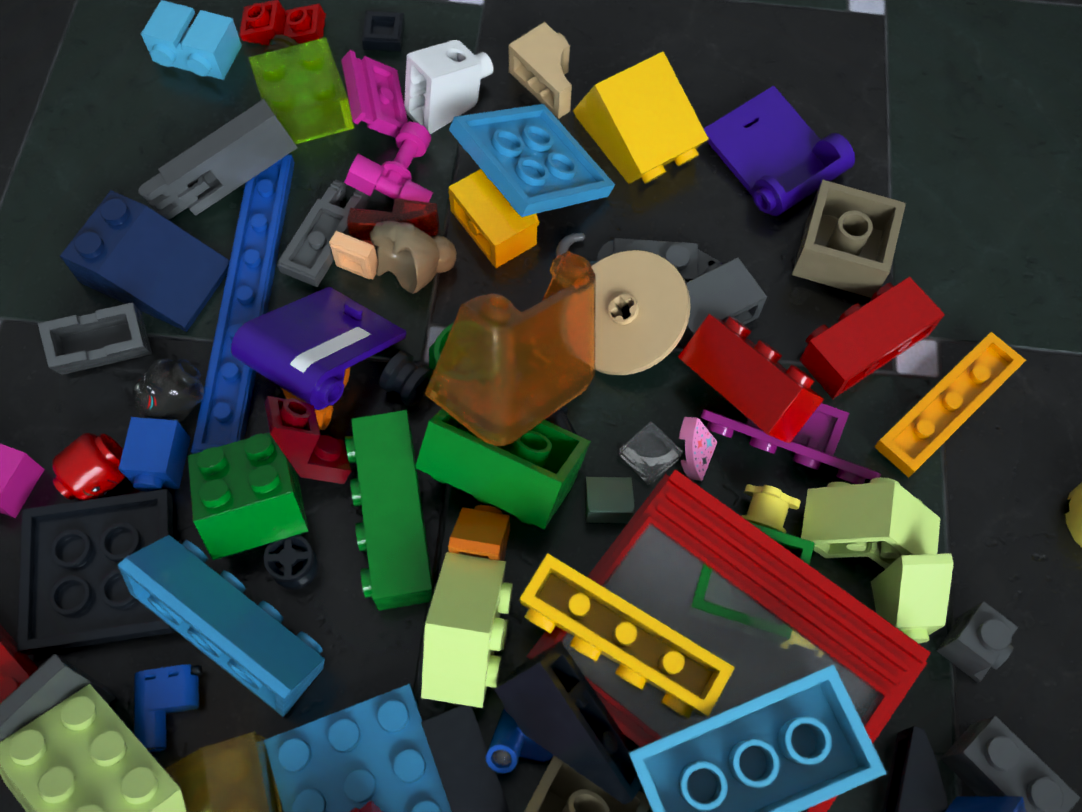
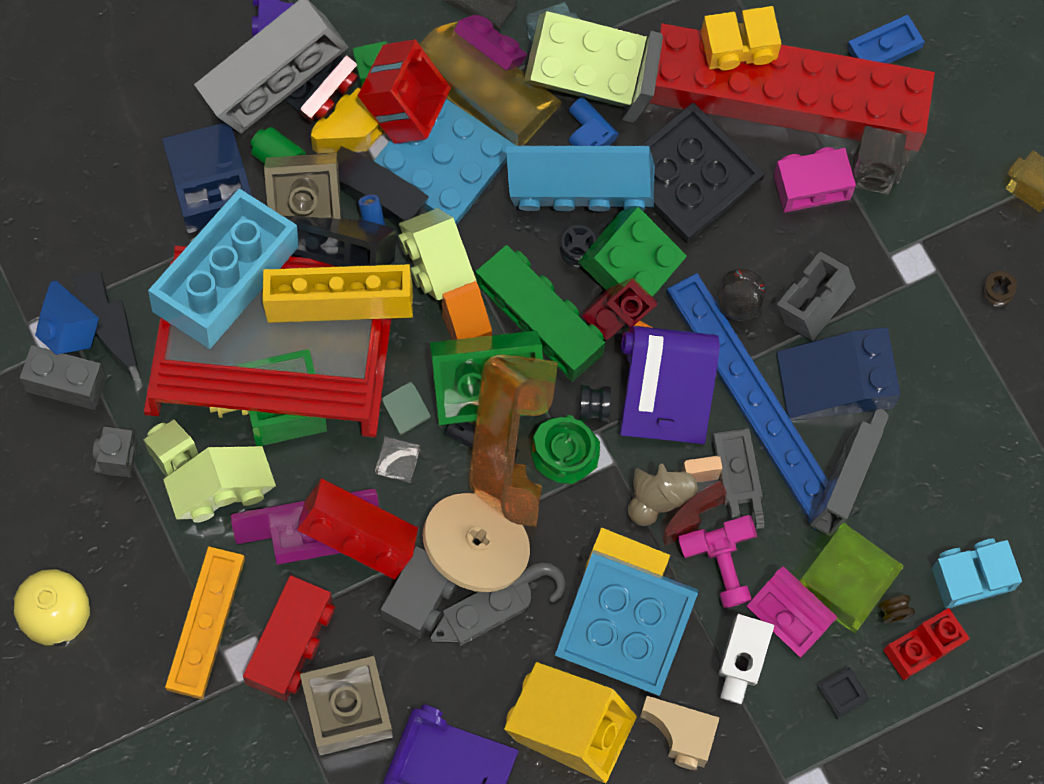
camera: 145 degrees right, 5 degrees up
(88, 467) = (748, 222): red head -> none
(154, 453) = (715, 253): blue brick -> none
(698, 447) = (367, 475): bright pink tile -> none
(769, 506) = (294, 457): light yellow brick -> none

